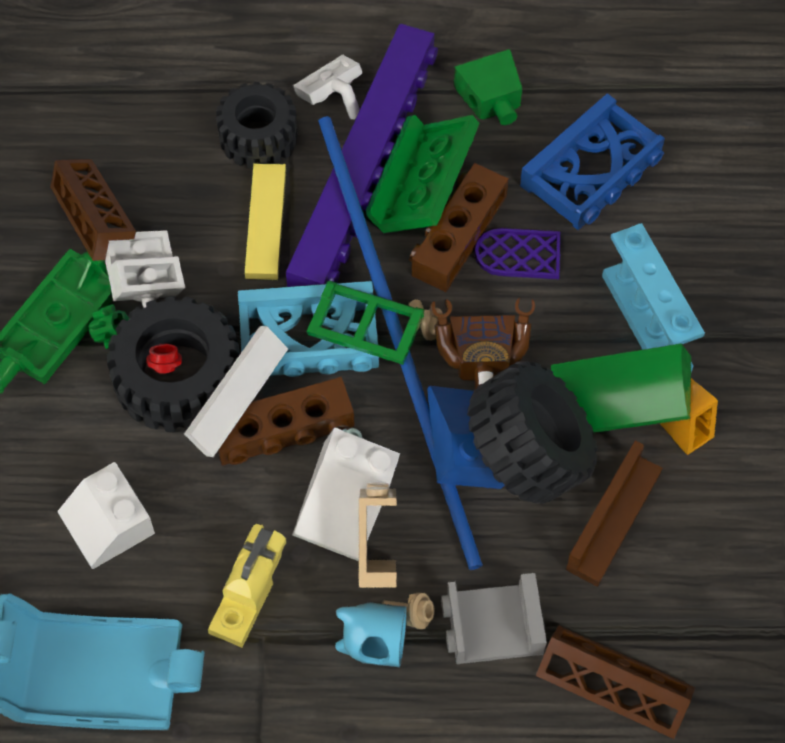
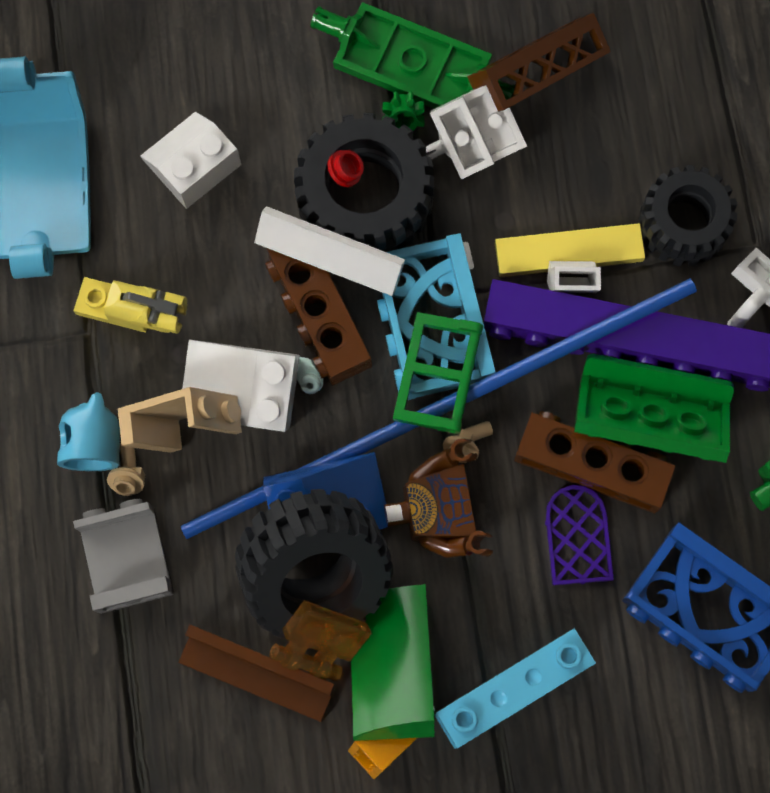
camera: 85 degrees right, 15 degrees up
(298, 206) = (588, 284): none -> white piece
(595, 442) = (324, 631): none -> clear orange plate
(624, 671) = (77, 691): reddish brown fence -> none

